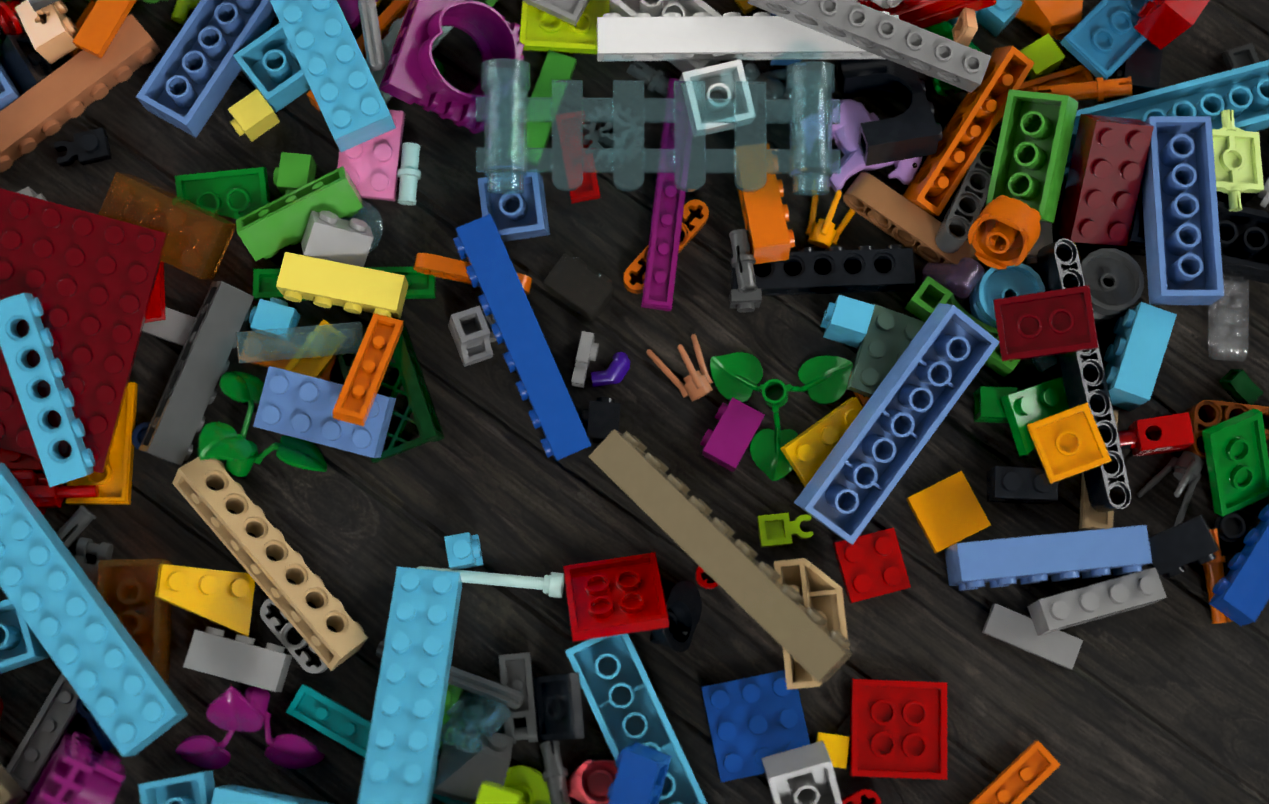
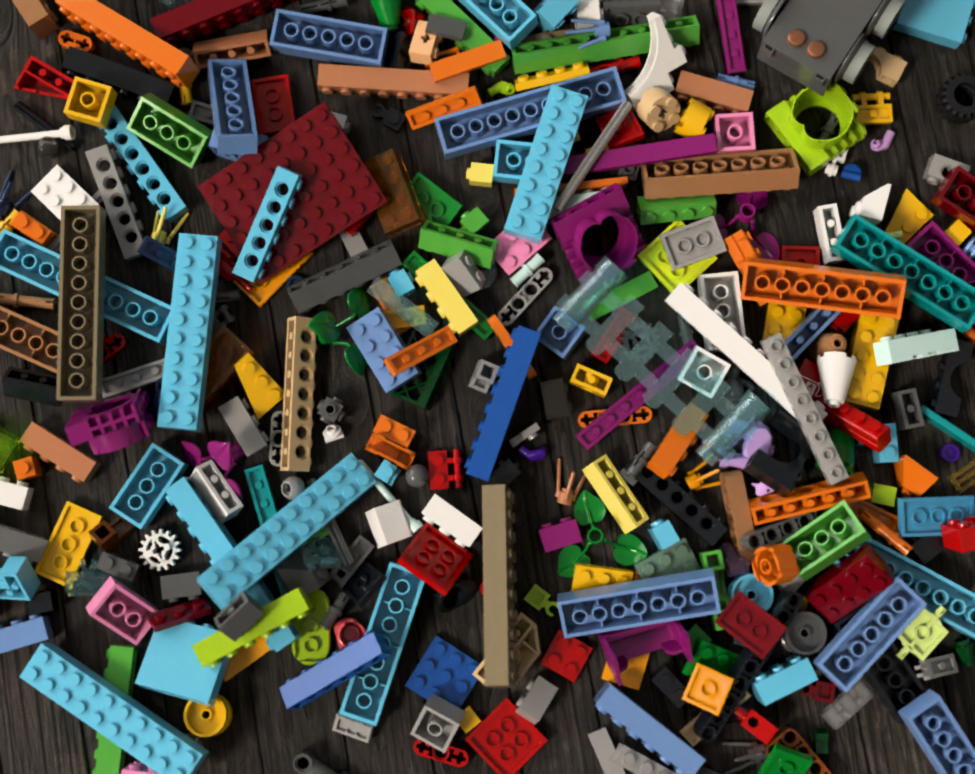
camera: 45 degrees right, 5 degrees up
(122, 104) = (455, 102): none -> orange plate
(275, 769) = (216, 491): none -> white brick
(338, 542) = (338, 413): none -> dark grey brick
(354, 568) = (332, 433): none -> white plate
(364, 676) = (292, 487): none -> light grey piece
(427, 496) = (395, 431): none -> orange brick
(438, 206) = (526, 298): none -> light grey beam
(442, 521) = (397, 454): none -> orange piece
(502, 522) = (417, 475): none -> dark grey piece
(521, 492) = (438, 469): none -> red plate
(521, 610) = (388, 523): none -> white slope
(593, 534) = (451, 521): none -> white brick
(599, 227) = (590, 380): none -> yellow brick
(750, 327) = (615, 494): none -> light yellow brick
(888, 648) = (536, 699): none -> light grey brick
(930, 477) = (636, 641): none -> magenta windscreen
(965, 27) = (853, 450): light nougat tile -> none
(1188, 332) = (821, 691): none -> dark red plate

